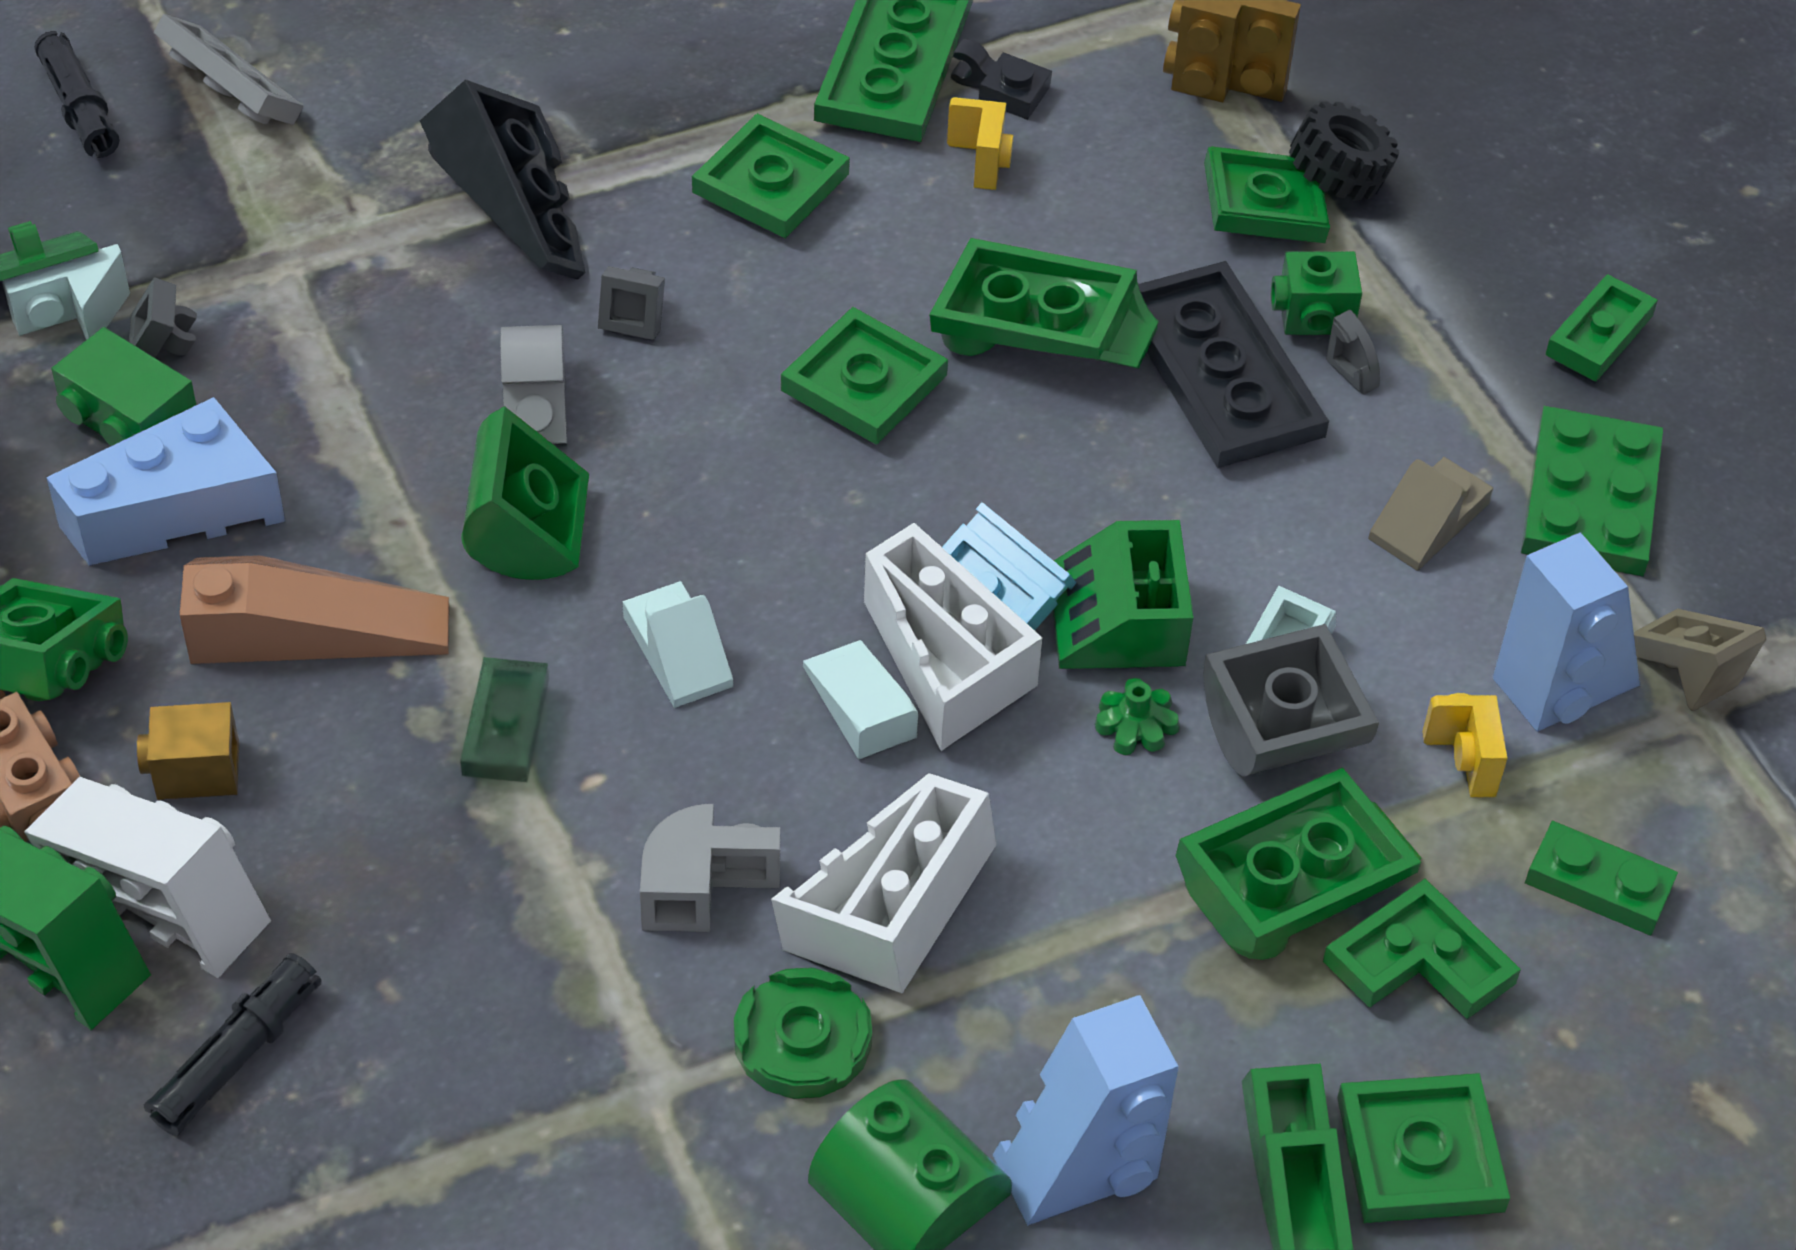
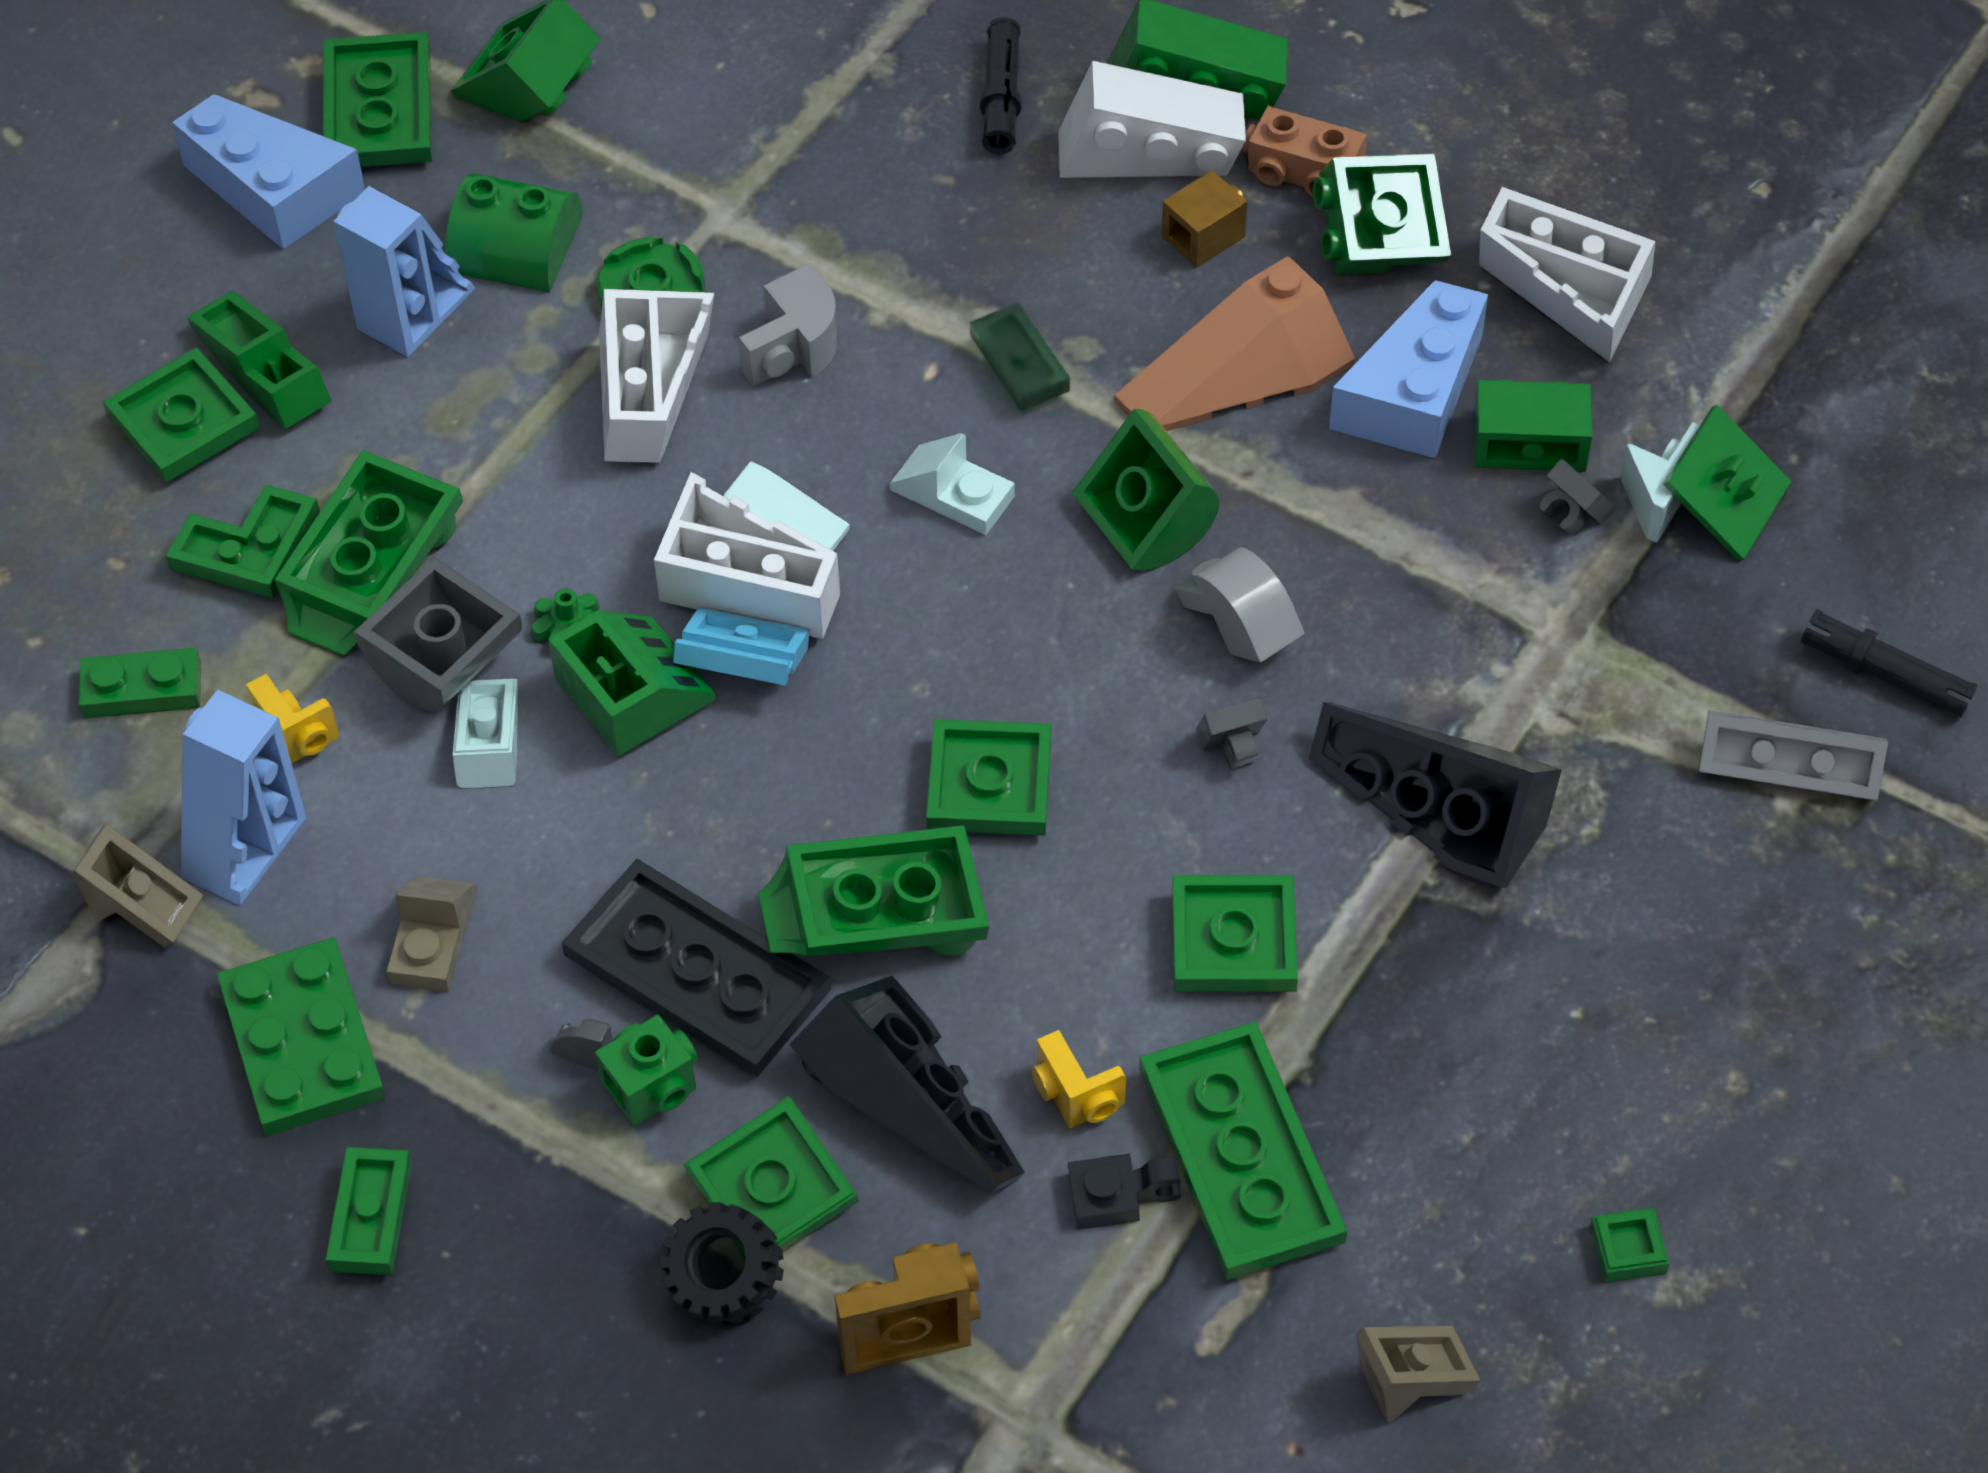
camera: 150 degrees right, 5 degrees up
(1114, 197) = (882, 1059): none -> black wedge

